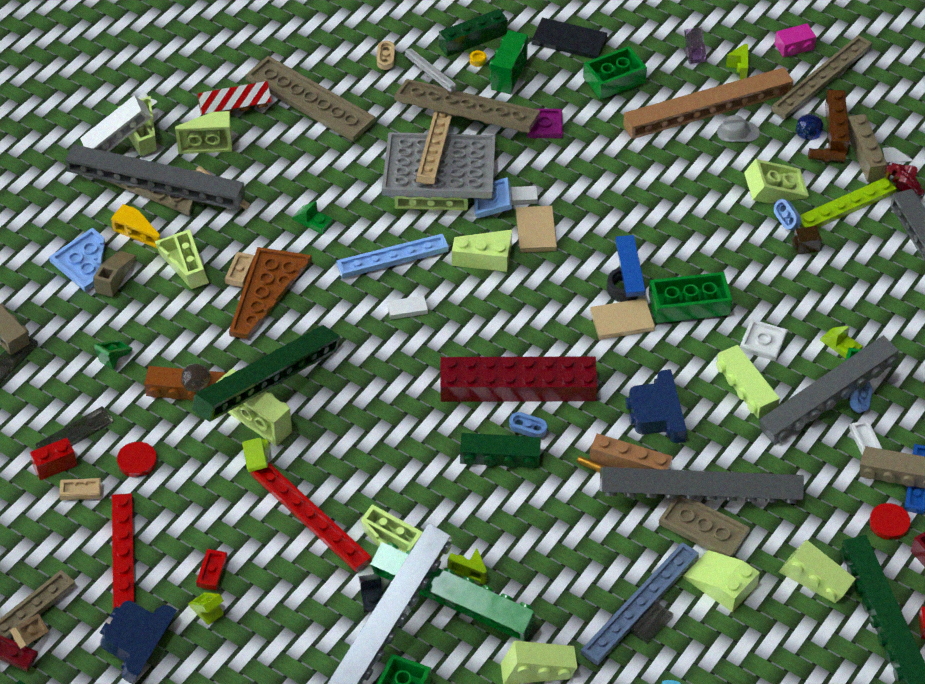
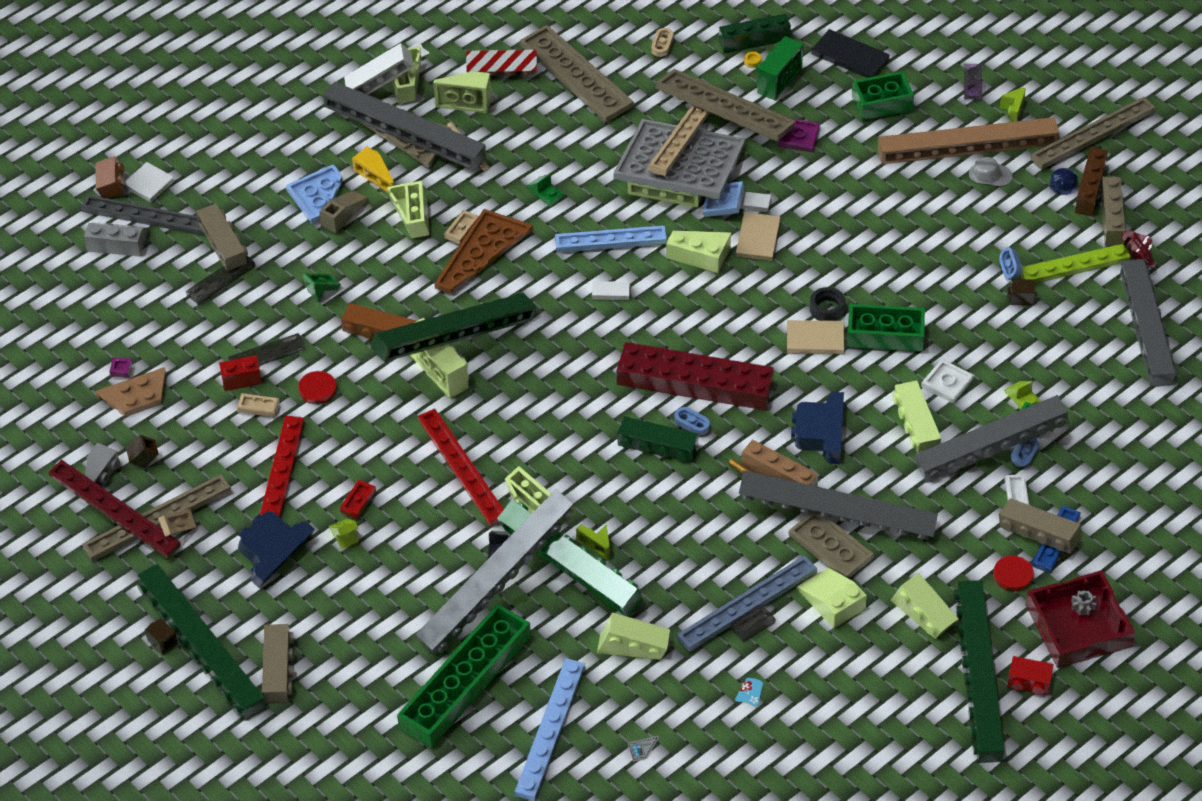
camera: 15 degrees right, 0 degrees up
(195, 377) = (388, 319): clear smoke hair -> none
(256, 453) = (427, 401): lime slope -> none
(432, 71) = (700, 63): light grey axle -> none
(630, 266) = (835, 287): blue tile -> none
(775, 181) = (1009, 229): yellowish green slope -> none
(795, 40) = (1077, 92): dark pink brick -> none
(826, 155) = (1070, 212): reddish brown pin -> none
(893, 155) = (1140, 222): white sticker -> none

